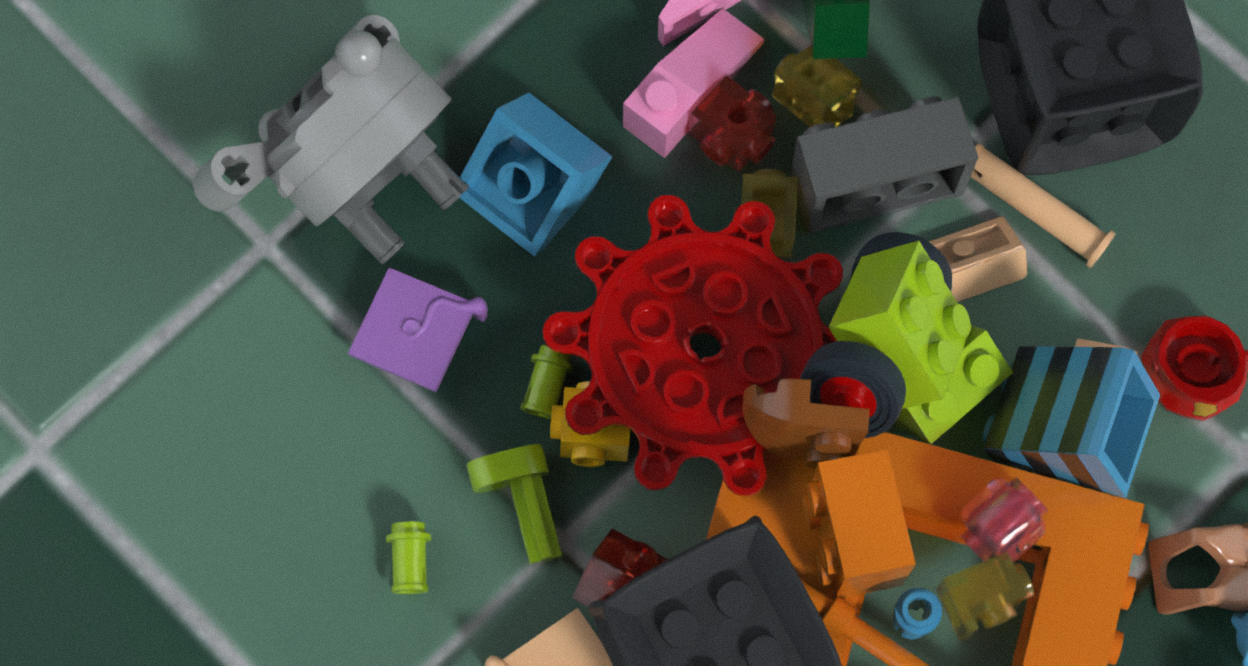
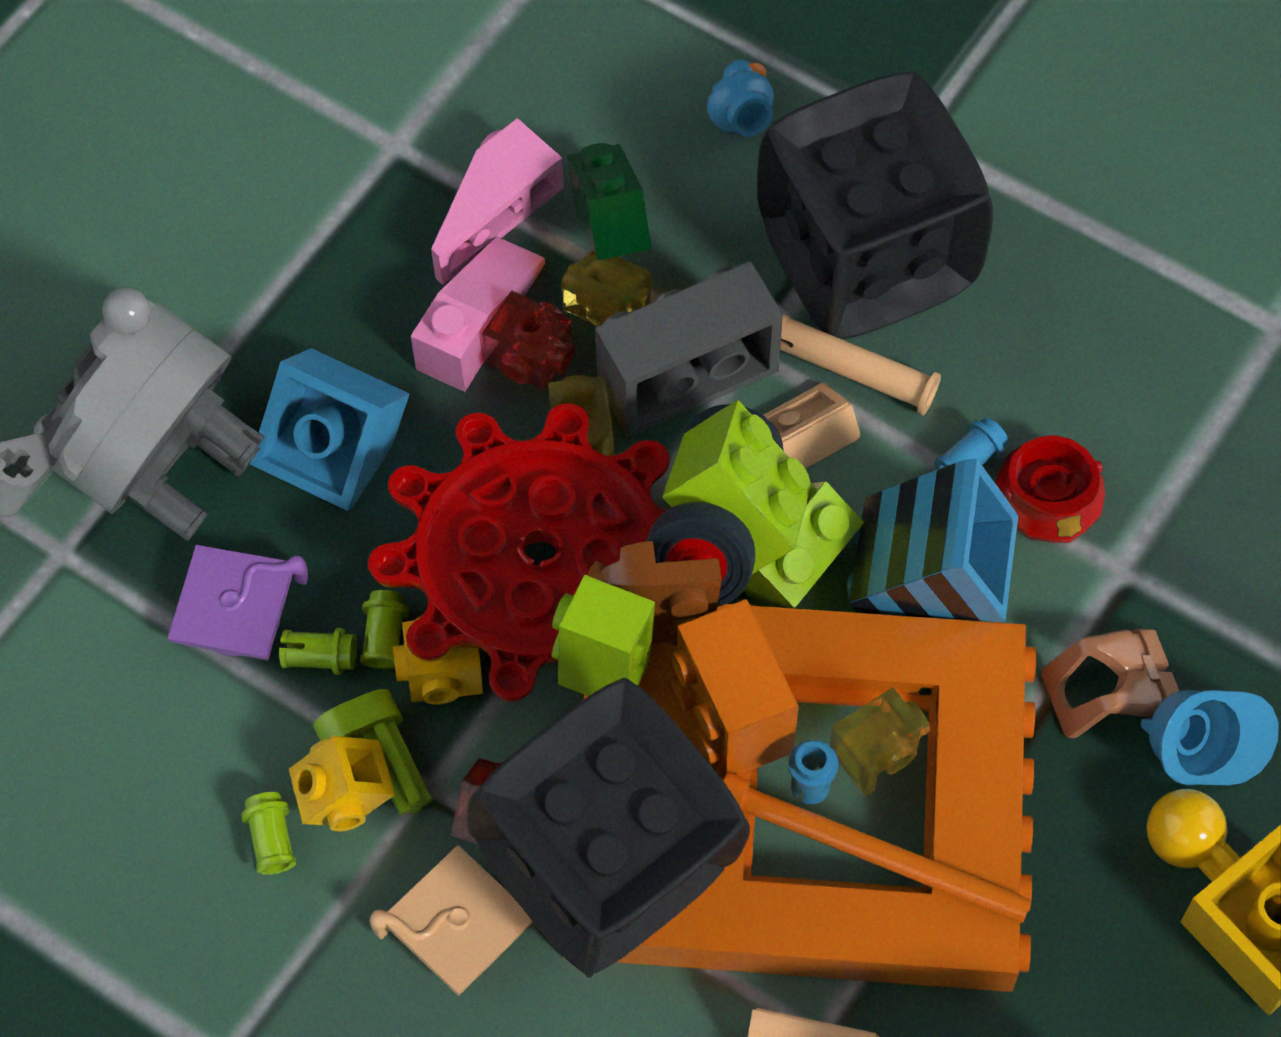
camera: 10 degrees left, 10 degrees down
(481, 527) = (341, 782): none -> yellow brick
(486, 391) = (319, 650): none -> lime pin
(745, 459) = (602, 636): none -> lime brick
(1003, 519) = (882, 658): clear pink head -> none
(1137, 310) = (982, 442): none -> dark azure pin

